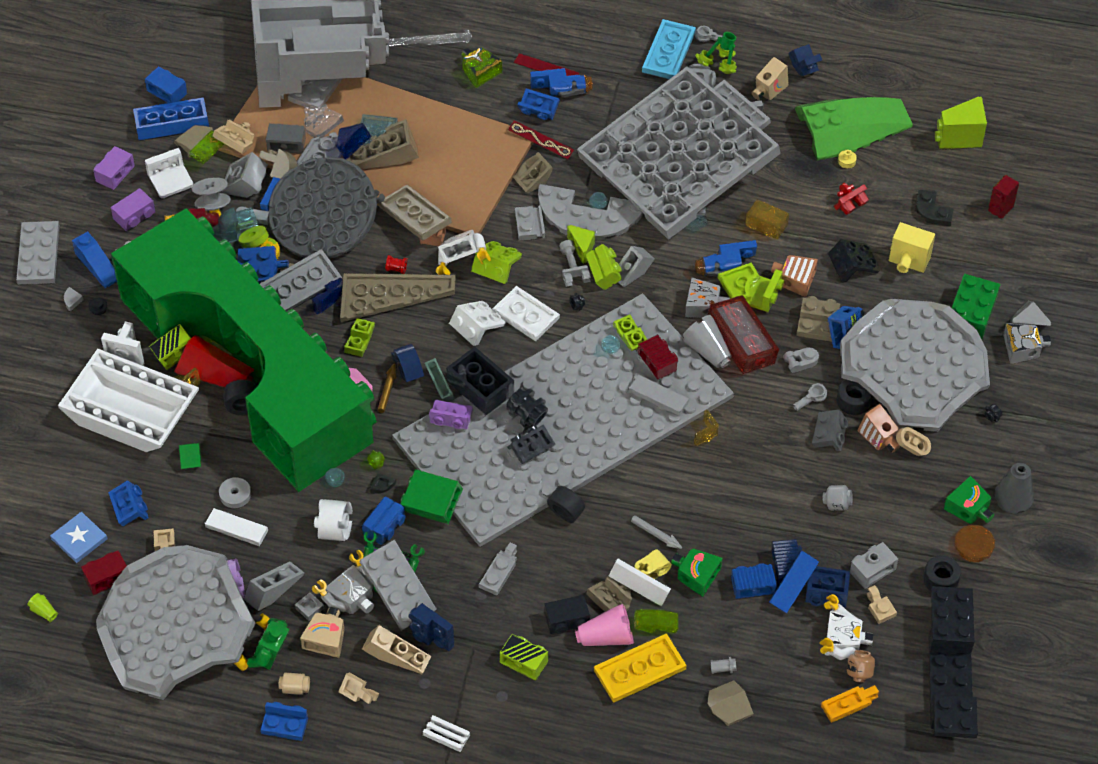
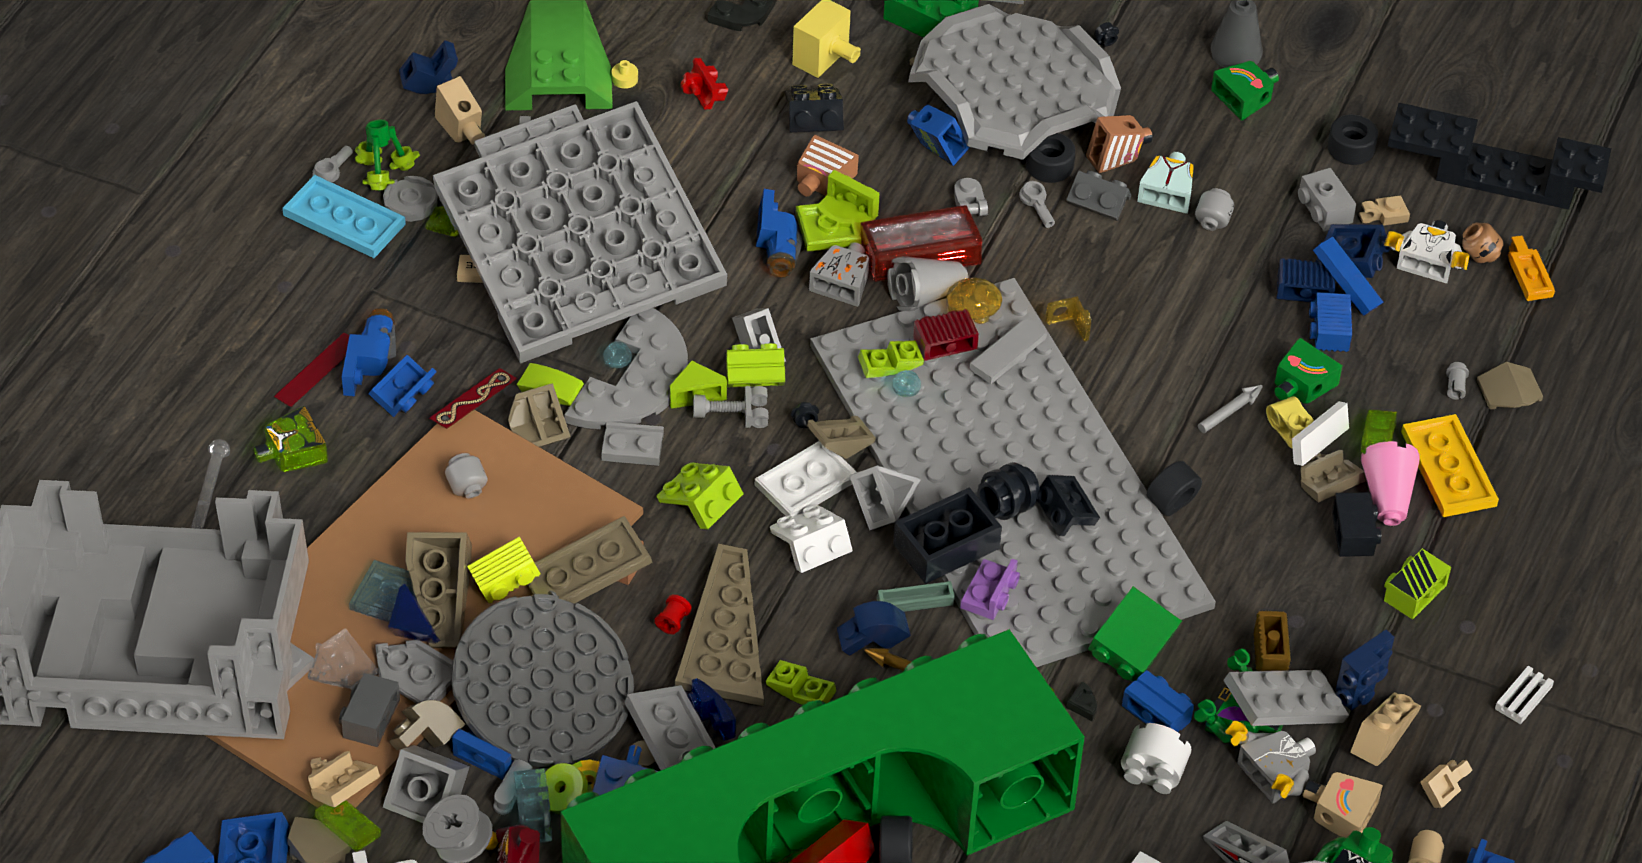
camera: 80 degrees left, 5 degrees down
(309, 606) = (1288, 822): light grey tile -> none
(399, 174) = (504, 570): none -> neon yellow brick
(443, 574) = (1271, 641): none -> pearl gold brick
(459, 247) = (675, 519): white torso -> none
(470, 144) = (466, 475): none -> light grey head
(499, 570) = (1261, 587): light grey hinge -> none
(514, 348) = (882, 494): none -> light grey slope
(561, 172) = (565, 385): none -> lime slope
(562, 319) = (842, 436): none -> dark tan slope
(699, 369) = (977, 296): none -> clear yellow dish
(767, 219) = (715, 177): clear yellow brick -> none
(814, 318) = (906, 165): dark tan plate -> none
(856, 467) = (1167, 183): none -> light aqua torso
(912, 440) = (1144, 114): tan plate -> none
(974, 543) = (1304, 101): clear orange tile -> none

